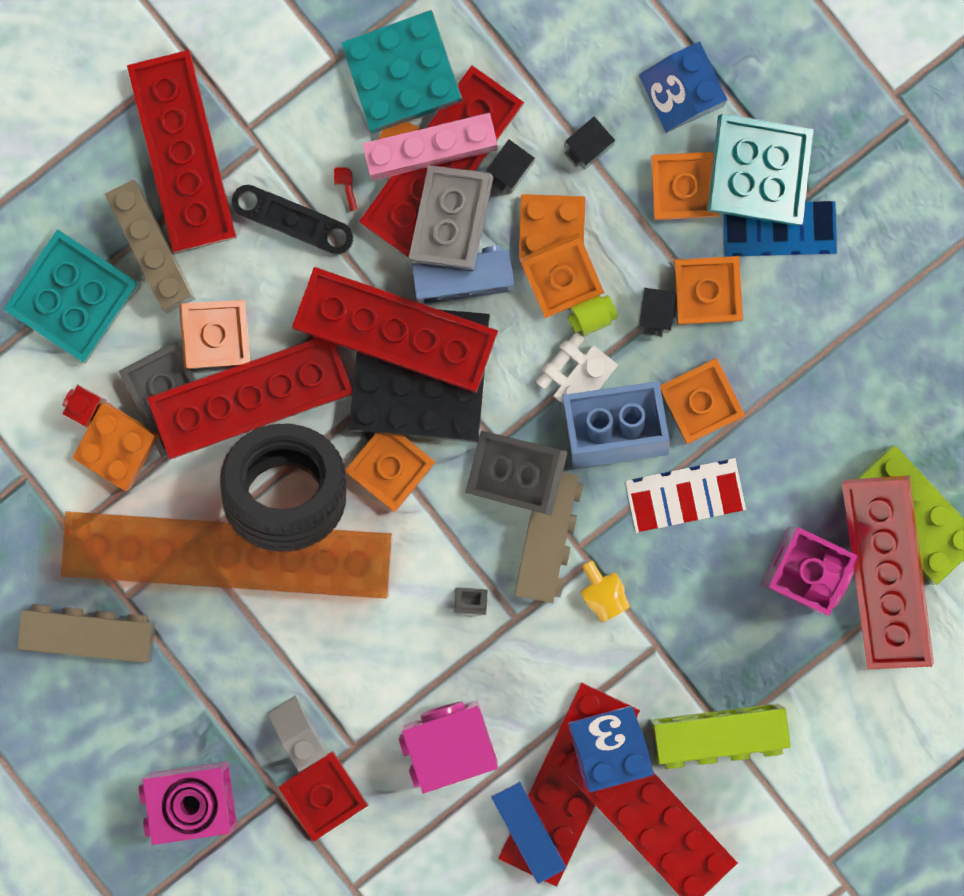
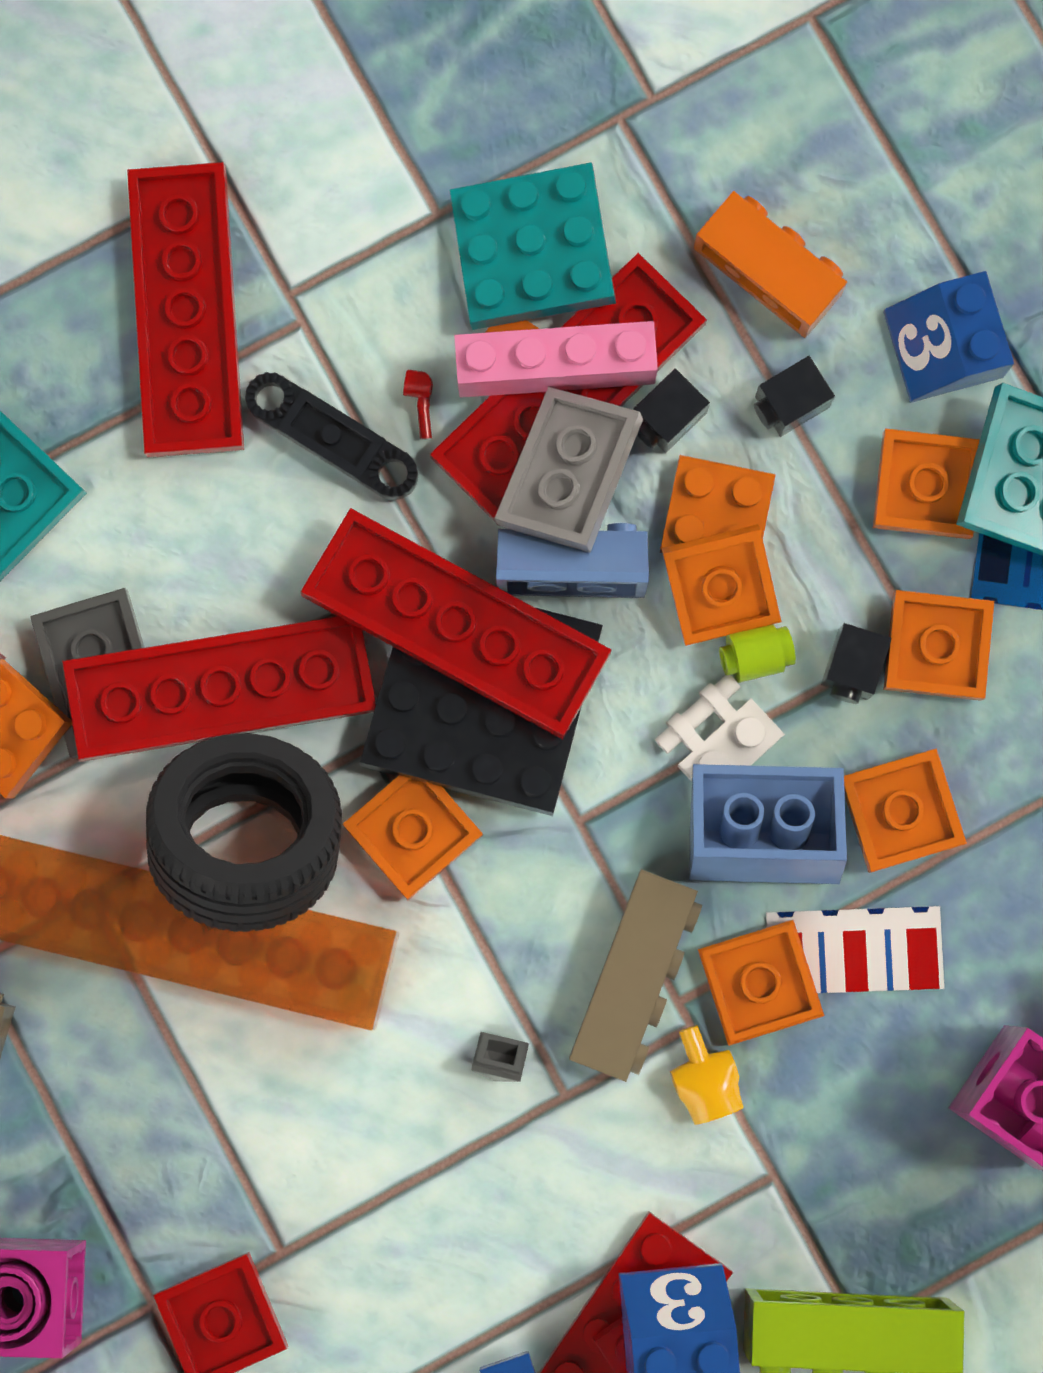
camera: 10 degrees right, 5 degrees down
(150, 246) = (112, 439): dark tan brick -> none
(214, 334) = (183, 585): plate -> none
(298, 734) = (199, 1218): light grey slope -> none
(448, 746) = (426, 1278): dark pink brick -> none
(516, 472) = (603, 870): dark grey plate -> none
(559, 56) = (770, 263): none -> orange brick
(628, 526) = (761, 982): none -> orange tile

